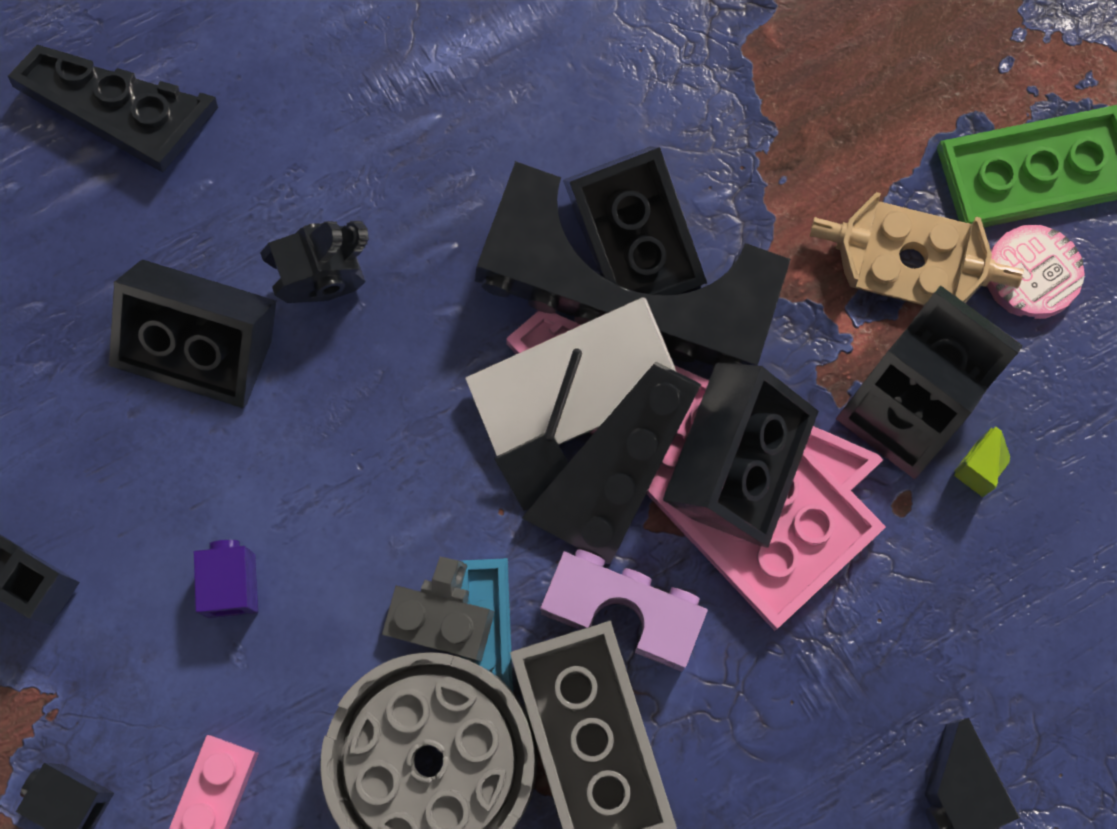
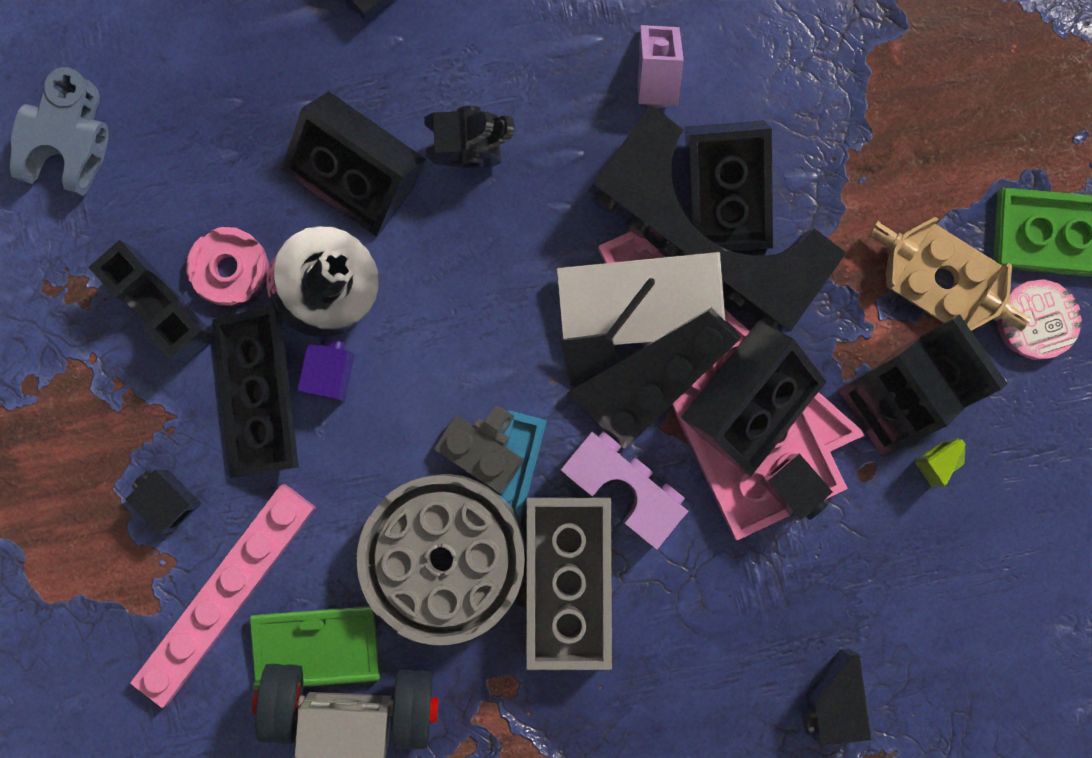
camera: 15 degrees right, 10 degrees up
(96, 513) = (244, 283): none -> bright pink tile
(146, 635) = (255, 393): none -> black slope
(199, 452) = (323, 252): none -> piece
(514, 123) = (659, 66): none -> lavender slope
(826, 541) = (797, 487): none -> black brick

